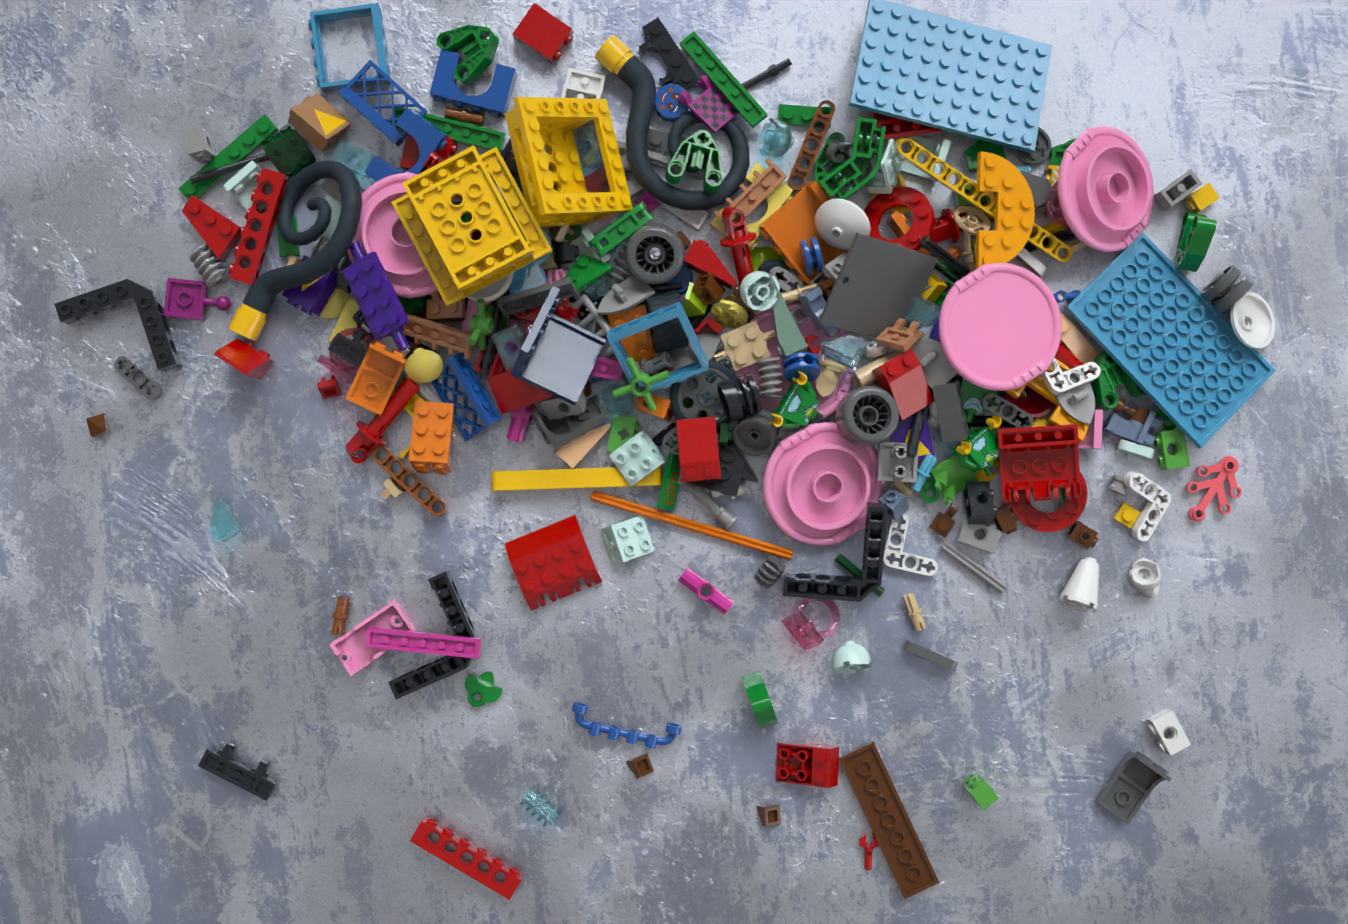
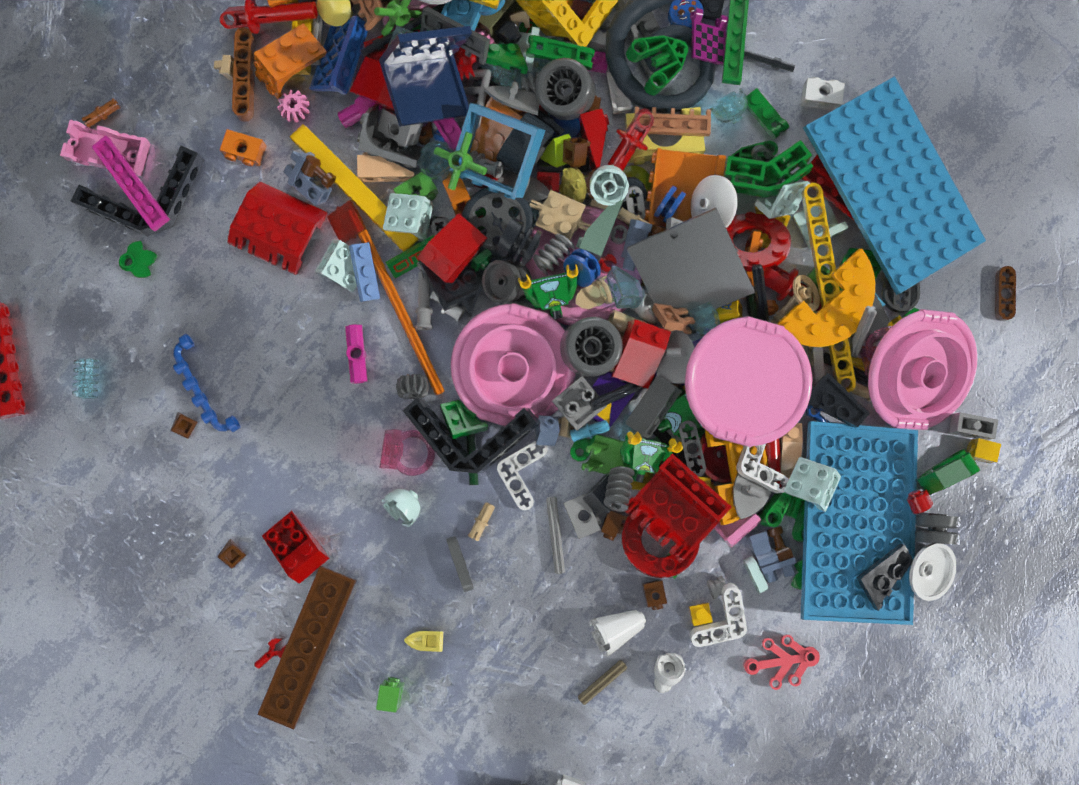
camera: 40 degrees right, 5 degrees down
(457, 538) = (235, 141): none -> orange brick
(463, 467) = (300, 103): none -> bright pink gear
(534, 507) = (303, 177): none -> sand blue hips
(597, 507) = (346, 222): none -> clear red piece
(650, 529) = (364, 272): none -> medium blue plate
(759, 700) = (304, 465): green connector -> none
(811, 136) = (756, 128): dark orange beam -> none
(823, 68) = (813, 98): none -> white brick
(826, 559) = (461, 420): none -> green wing
(943, 522) = (567, 482): reddish brown plate -> none
(963, 730) = (425, 641): none -> light yellow plate
(985, 492) = (618, 488): none -> dark grey piece
(1039, 208) = (862, 330): none -> light grey axle
(1068, 274) = (837, 402): none -> black wing
(1095, 69) = (999, 280): none -> reddish brown beam
(1109, 631) = (602, 682): none -> dark tan axle
(1112, 348) = (813, 482): none -> light aqua bracket
(1180, 455) = (791, 598): bright green brick -> none
(1195, 282) = (919, 501): none -> red plate
(1222, 357) = (882, 575): none -> black wing

